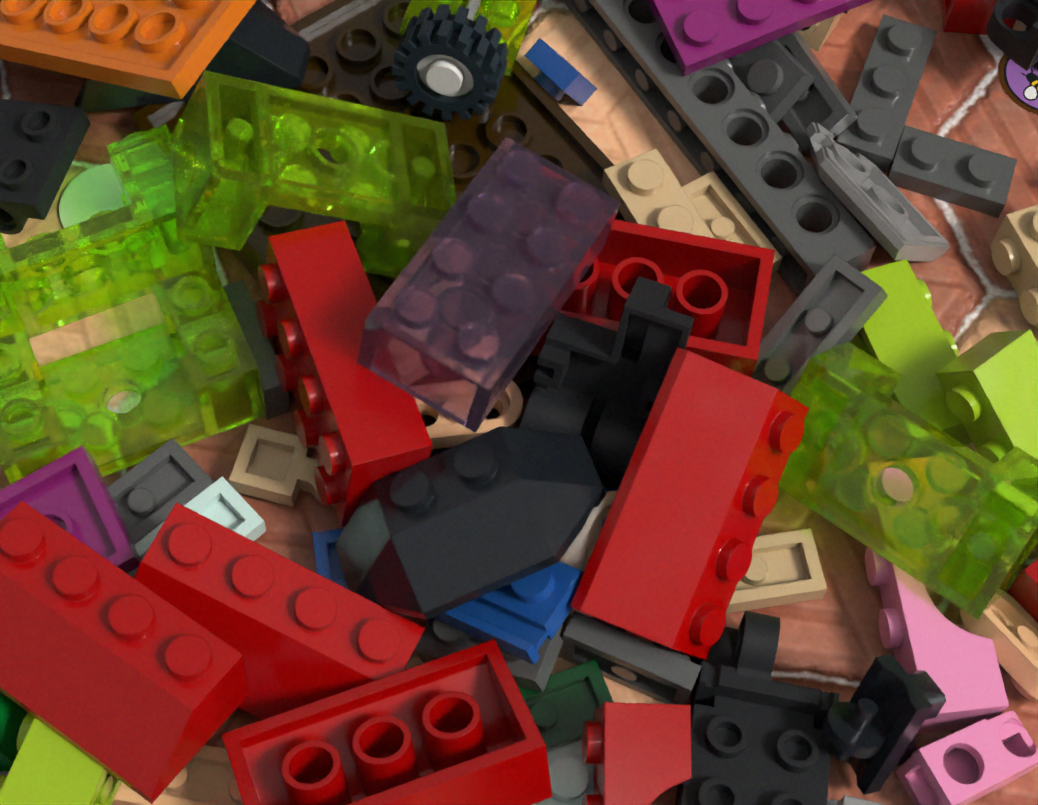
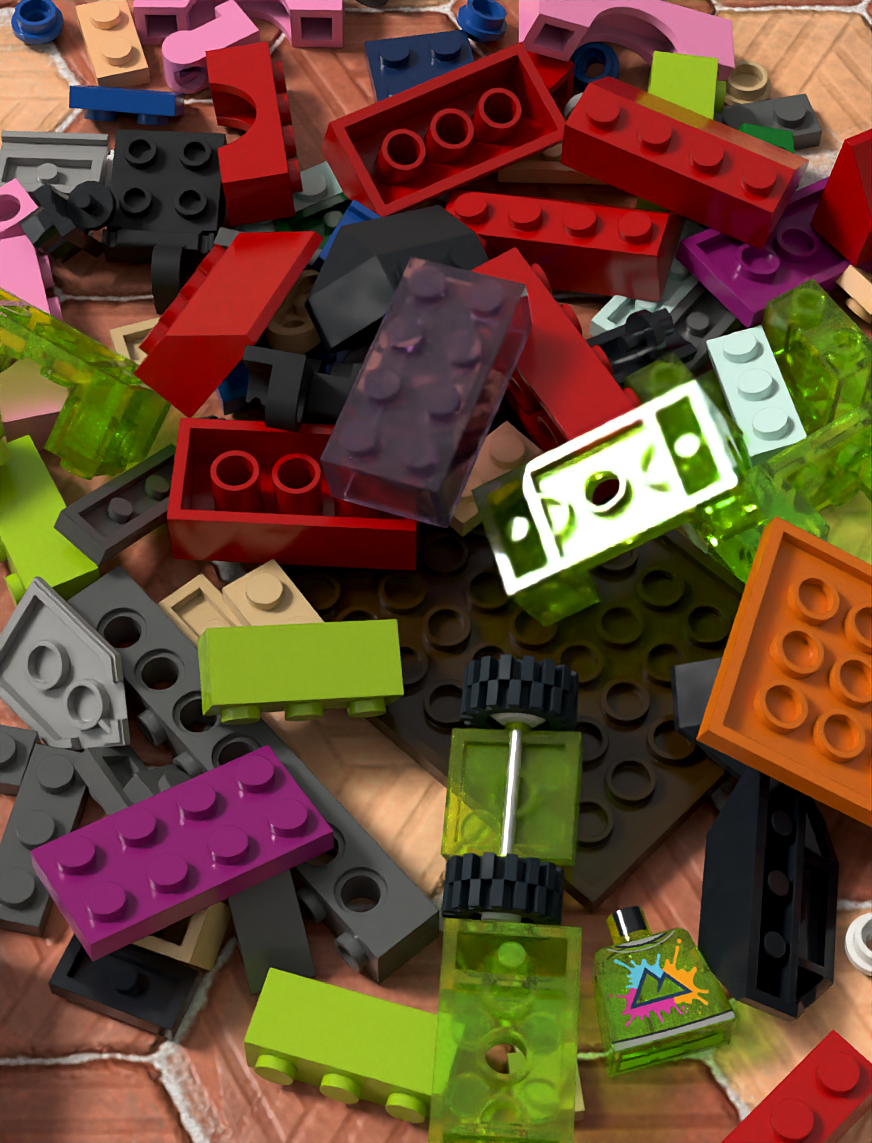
camera: 175 degrees right, 5 degrees down
(114, 362) = (755, 393): none -> light aqua plate
(230, 422) = (641, 342): none -> black hips
(558, 75) = (403, 781): blue plate -> none
(650, 118) = (300, 670): none -> lime brick

